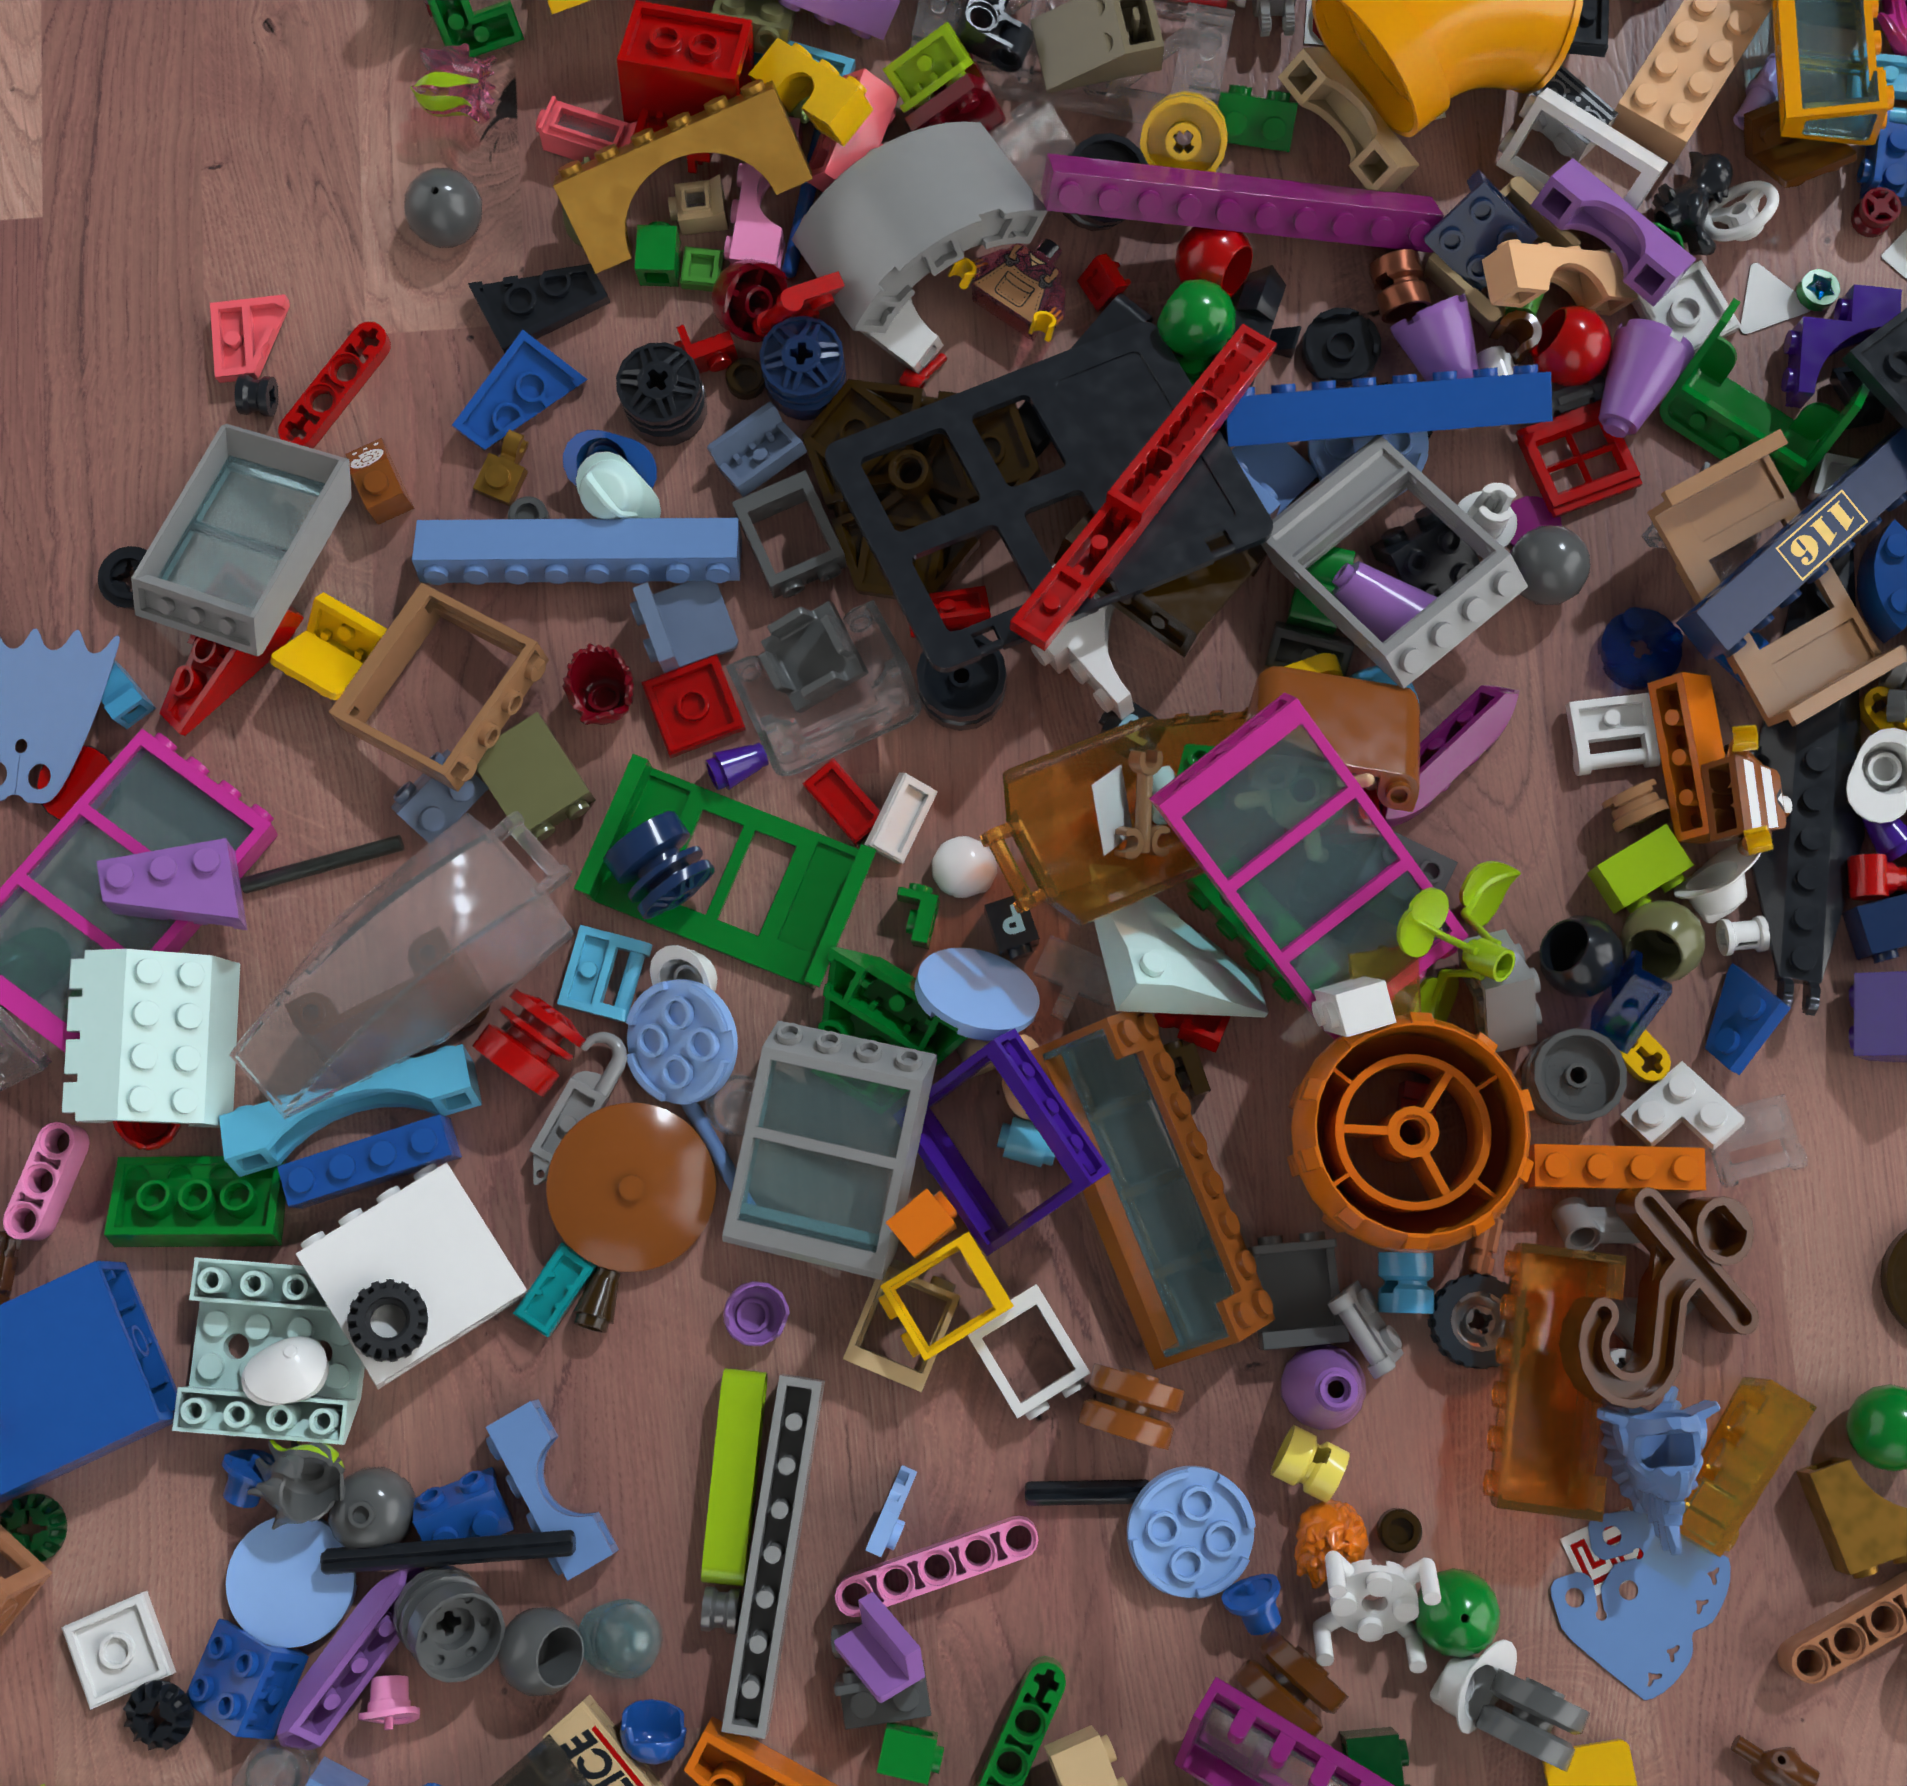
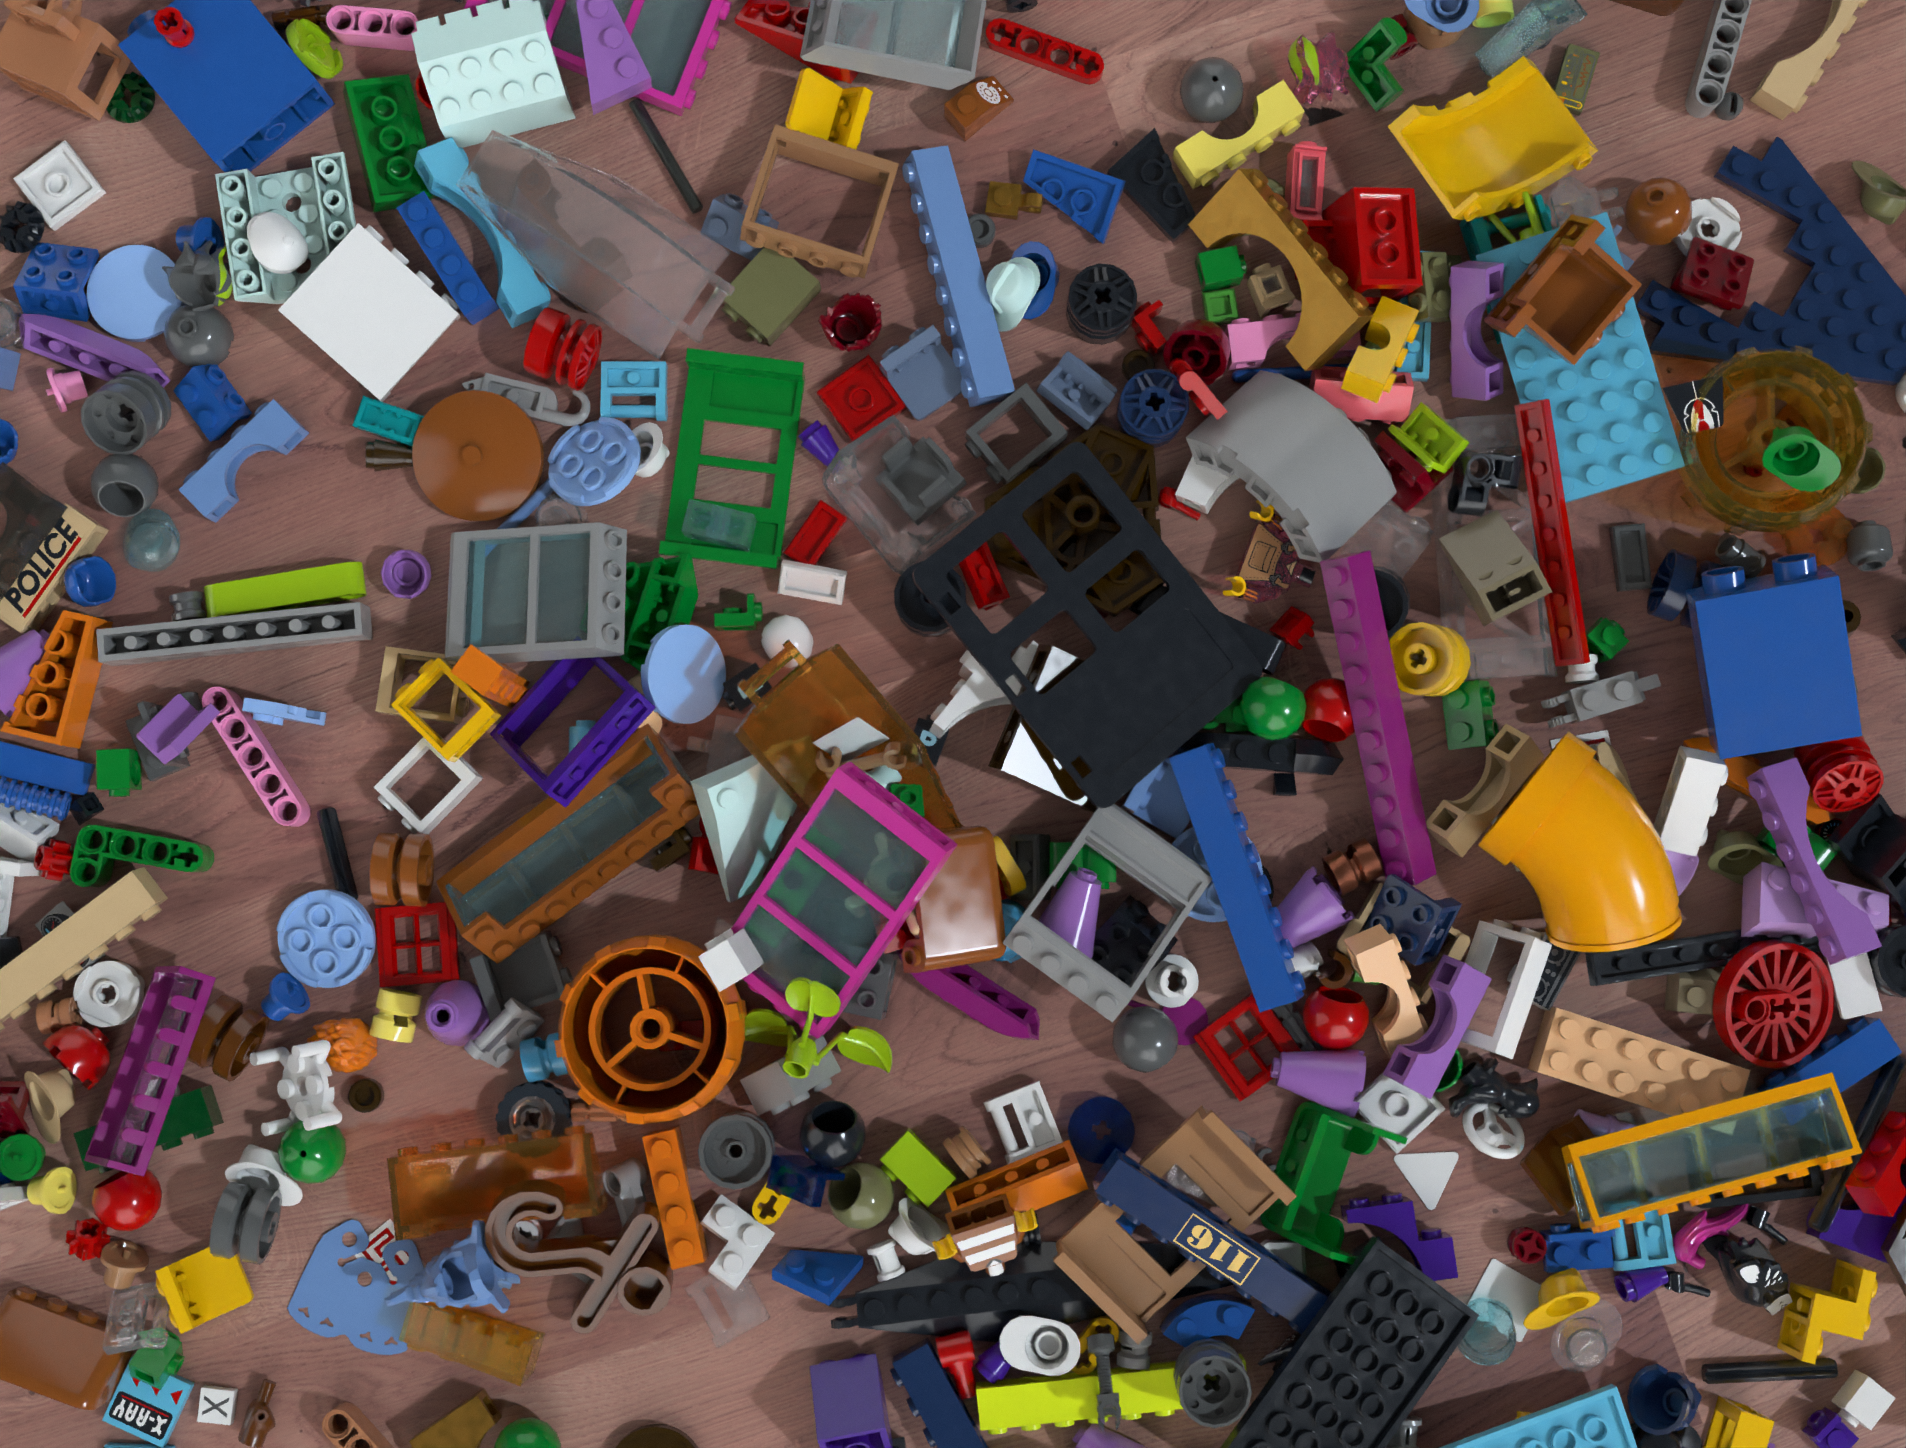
camera: 75 degrees right, 5 degrees up
(45, 1265) = (313, 48): none -> lime tile
(382, 1294) = (324, 283): black tyre -> none
(449, 1552) = (177, 399): black axle -> none
(517, 234) = (1205, 156): none -> light yellow arch
(653, 857) = (720, 406): dark blue wheel -> none
(804, 904) = (719, 525): none -> clear light blue brick
(1143, 488) = (1106, 697): red slope -> none
(1218, 1455) = (387, 945): none -> red piece
(1341, 346) = (1292, 832): black tile -> none
(1397, 970) = (765, 986): clear yellow piece -> none
(1818, 290) = (1446, 1211): tile -> none

